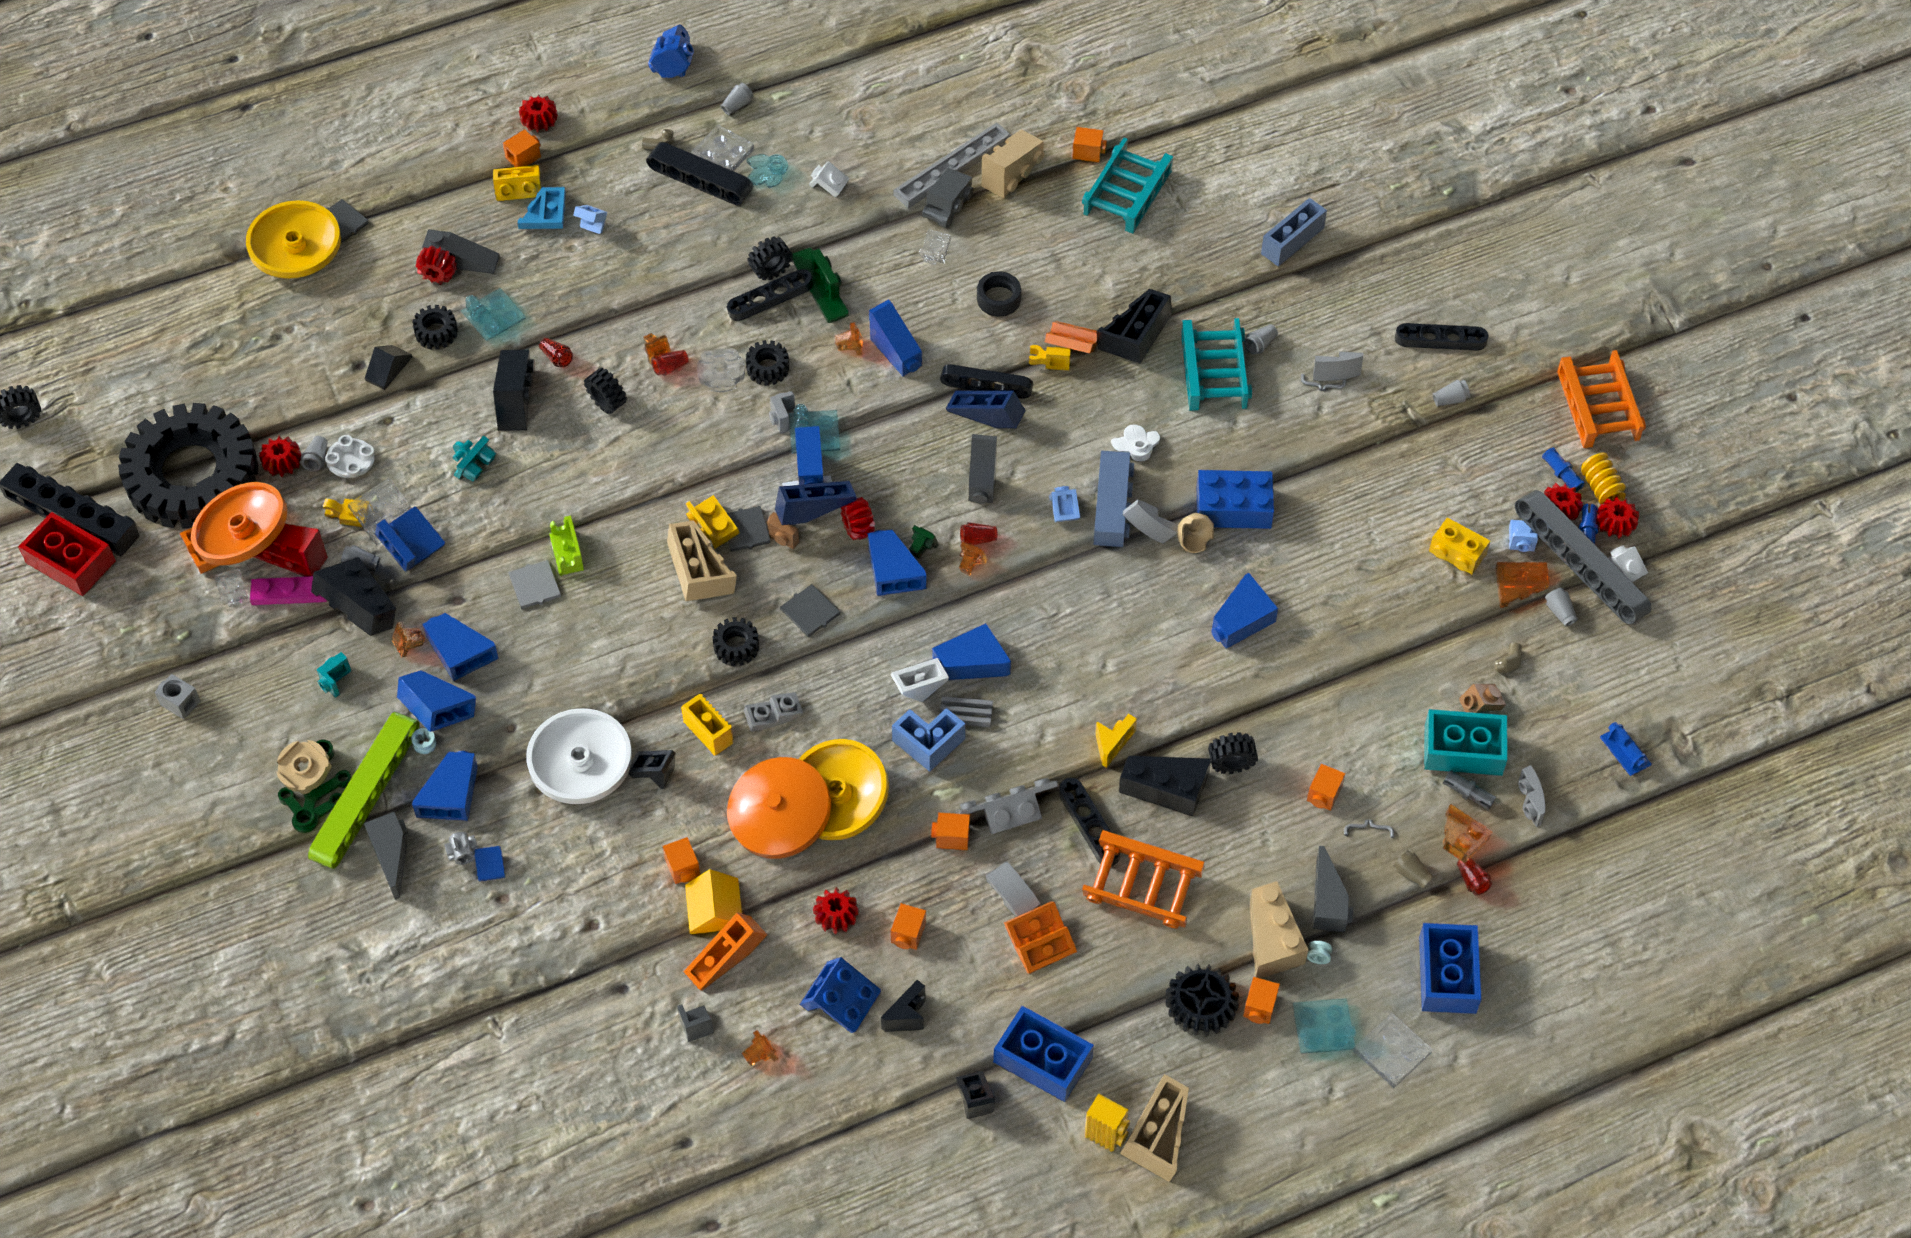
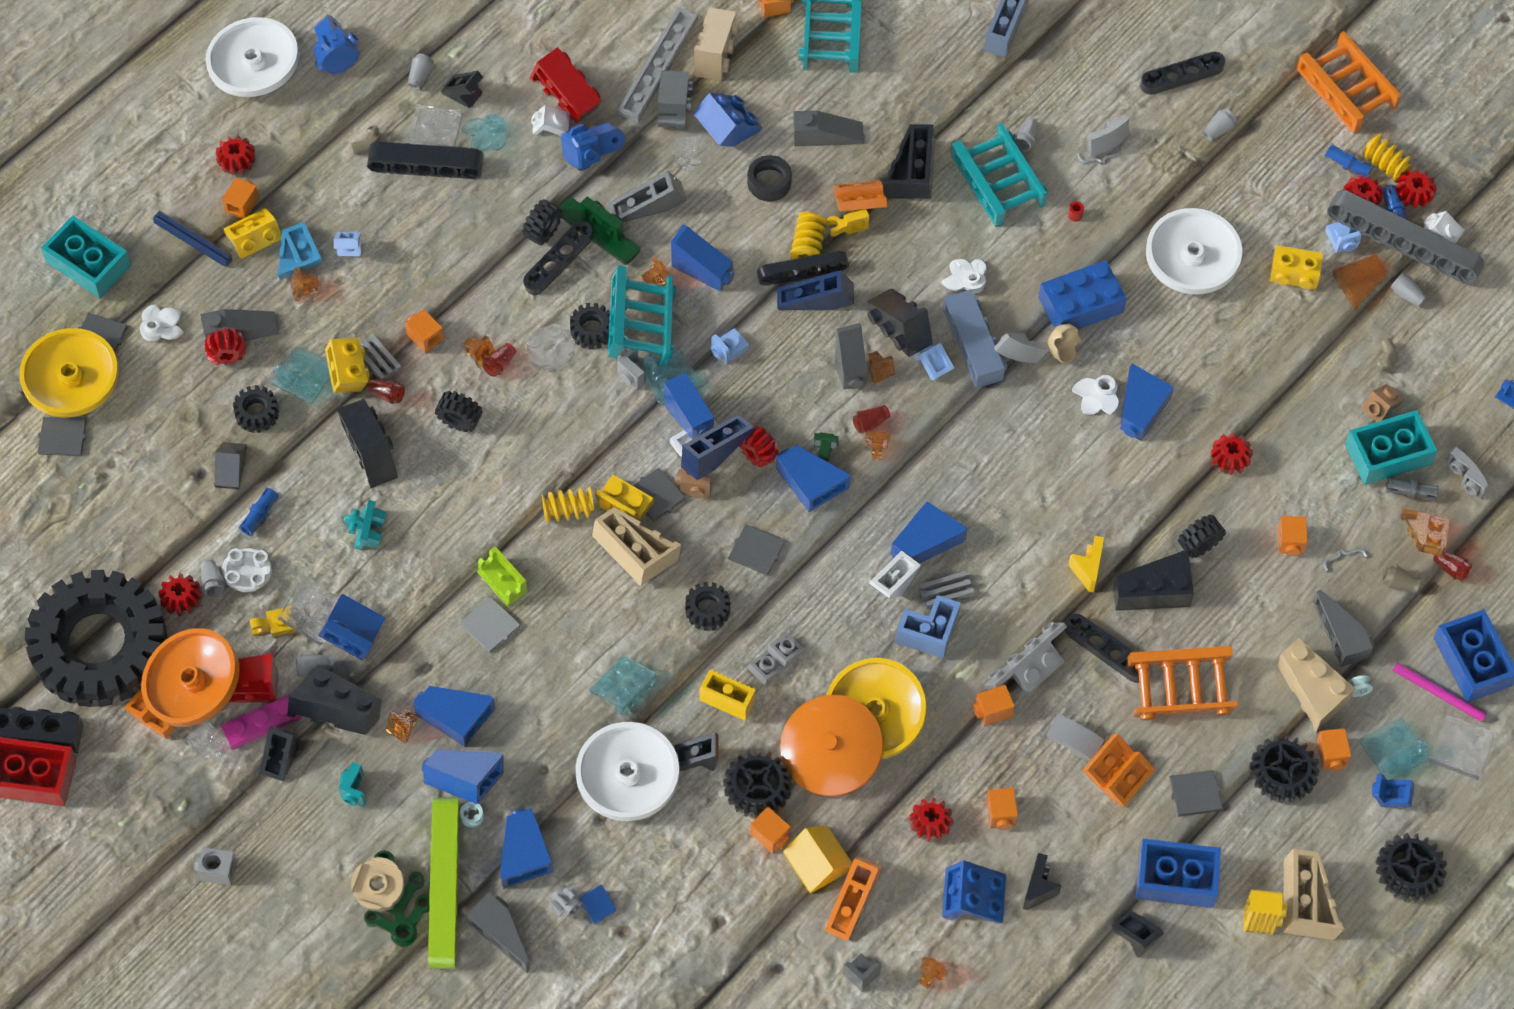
camera: 25 degrees left, 5 degrees up
(261, 291) = (62, 436): none -> dark grey piece
(285, 621) = (278, 753): none -> black slope
(362, 151) = (86, 256): none -> teal brick
(388, 413) = (258, 511): none -> blue pin
(396, 228) = (160, 323): none -> white plate
(463, 169) = (192, 238): none -> dark blue axle
(530, 317) = (347, 365): none -> yellow brick
(535, 239) = (303, 284): none -> clear orange brick
(561, 309) = (385, 353): none -> light grey tile
(597, 37) = (252, 57): none -> white dish
(616, 314) = (424, 331): none -> orange brick
(622, 678) = (623, 684): none -> clear light blue hinge
(656, 507) = (568, 505): none -> yellow piece
(702, 804) = (744, 770): none -> black gear
(767, 127) = (464, 88): none -> black slope
(800, 349) = (619, 322): none -> teal fence
(846, 208) = (586, 146): none -> blue piece
(857, 151) = (566, 84): none -> red wedge
(880, 273) = (650, 198): none -> dark grey slope
(882, 425) = (729, 346): none -> light blue bracket
(987, 230) = (727, 119): none -> blue slope
(1006, 353) = (808, 235): none -> yellow piece
(1011, 493) = (880, 367): none -> clear orange brick
(1047, 458) = (901, 321): none -> black wedge
(1072, 269) = (822, 128): none -> dark grey slope
(1105, 989) = (1195, 793): none -> dark grey piece
(1202, 591) = (1095, 397): none -> white plate
(1272, 422) = (1076, 211): none -> red piece
(1298, 1064) = (1393, 792): none -> blue bracket
(1304, 1150) = (1430, 862): none -> black gear
(1305, 690) = (1240, 454): none -> red gear
(1364, 495) = (1194, 251): none -> white dish
(1398, 990) = (1439, 692): none -> dark pink bar

